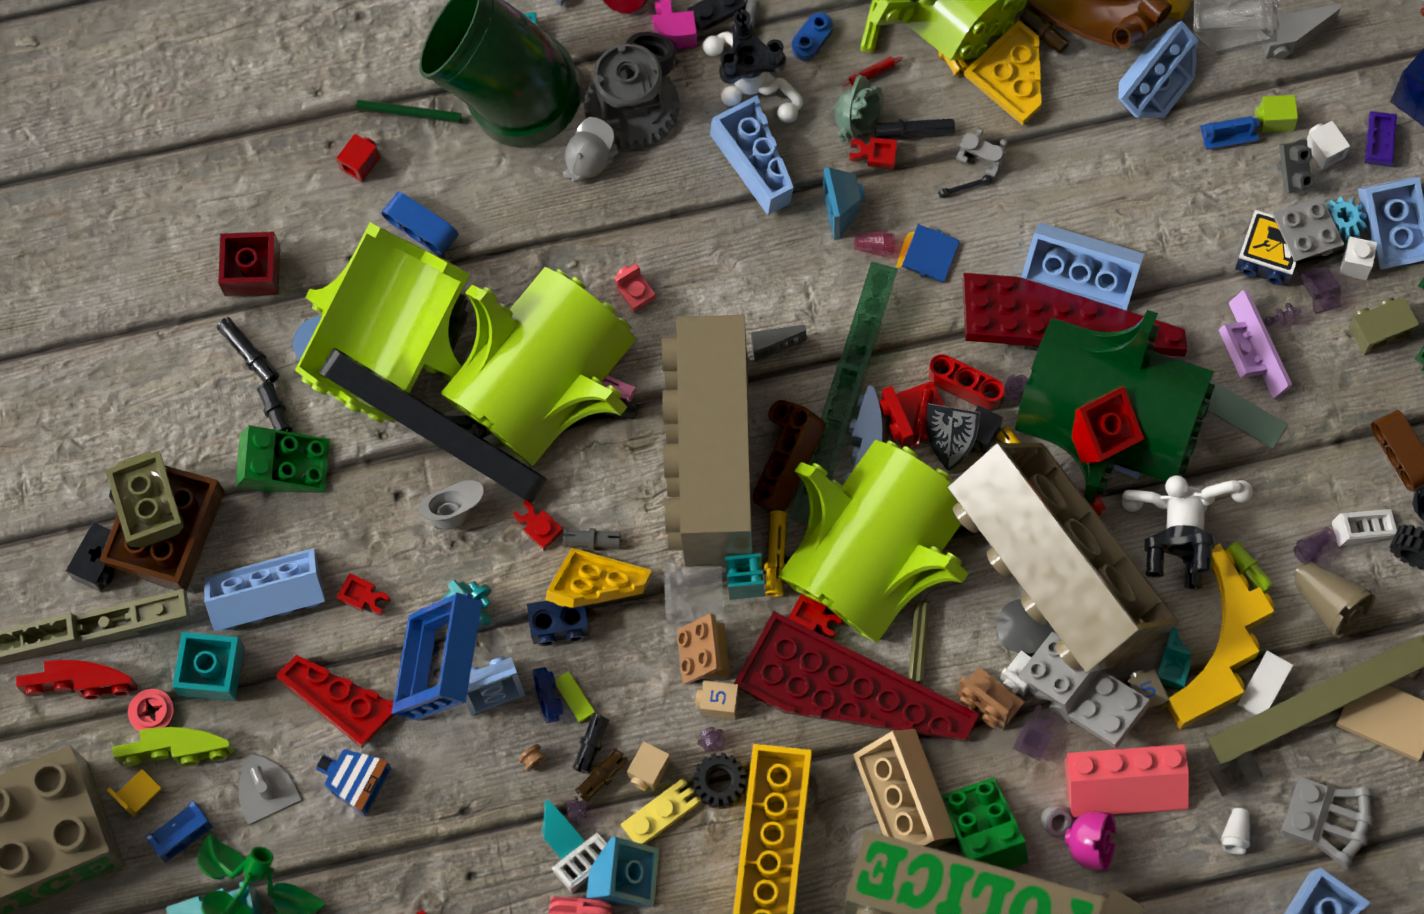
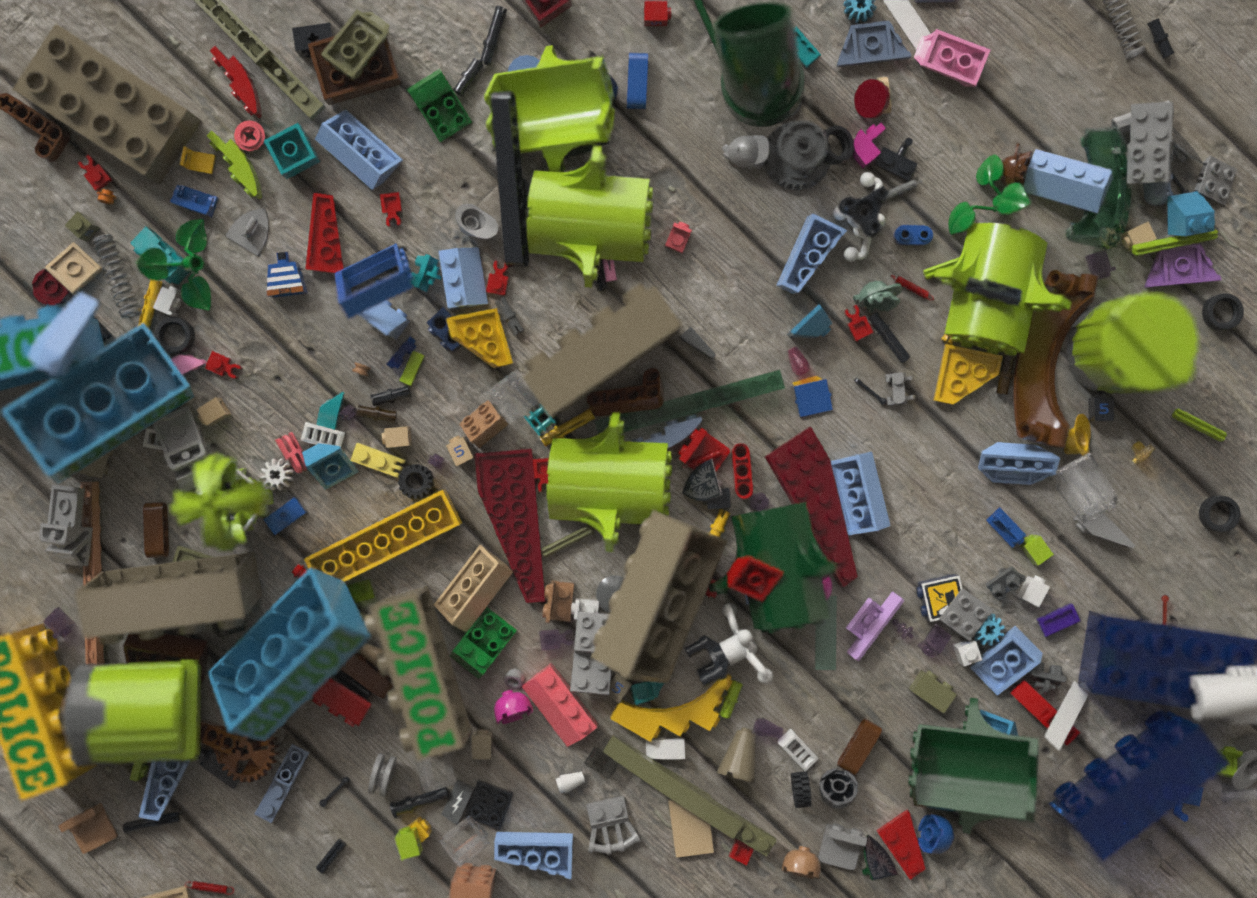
camera: 50 degrees right, 20 degrees up
(506, 564) = (463, 278): none -> light blue slope

